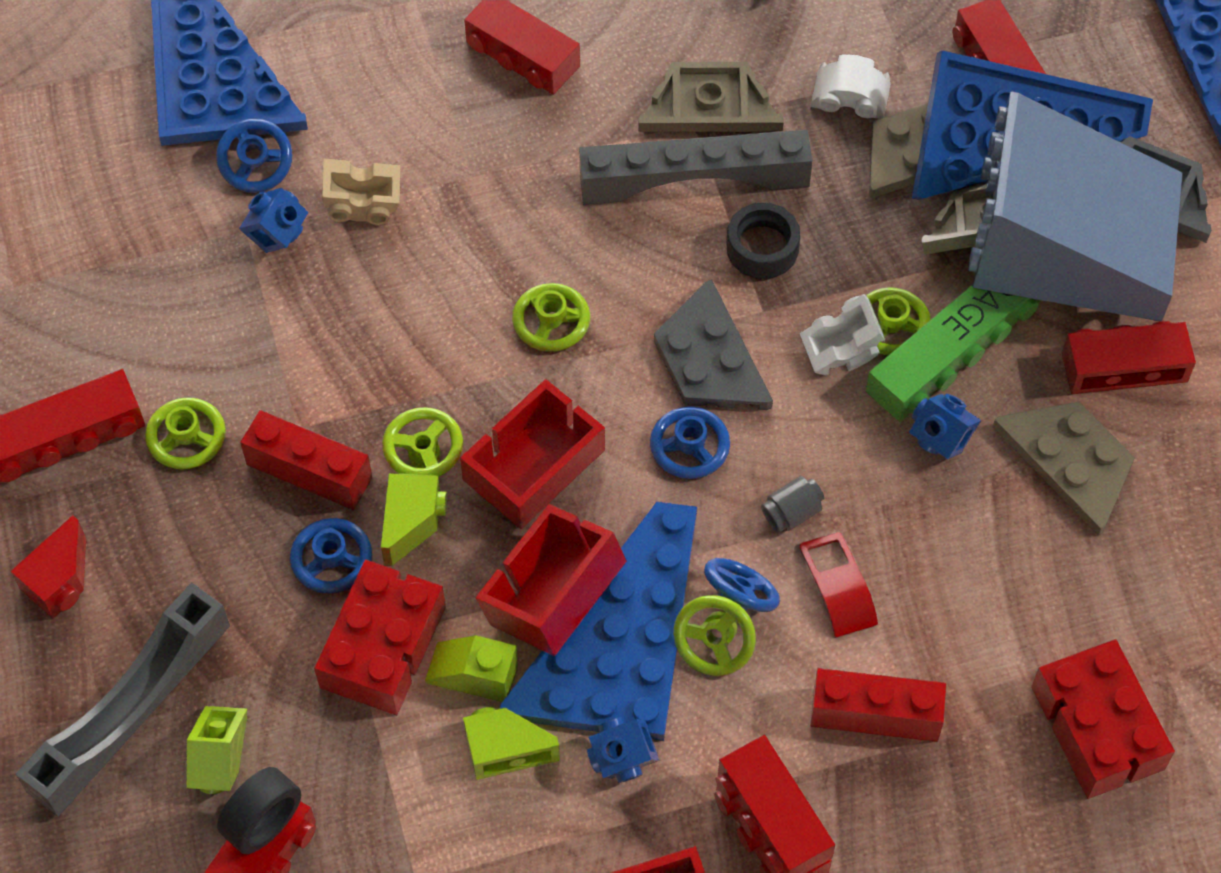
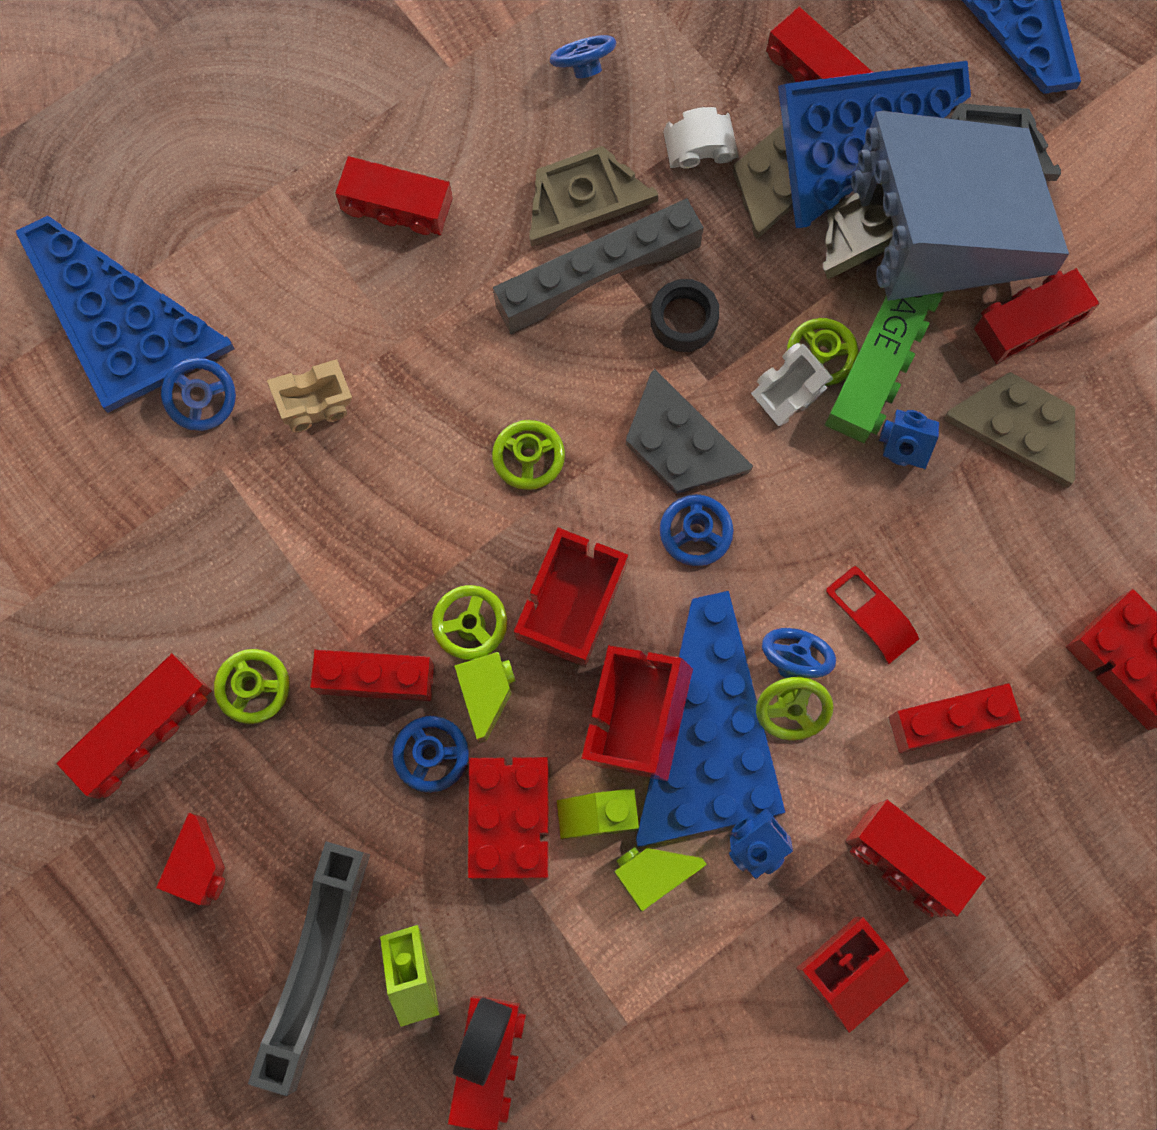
camera: 20 degrees left, 15 degrees up
(274, 219) = (245, 453): blue brick -> none
(793, 504) = (809, 557): dark grey brick -> none

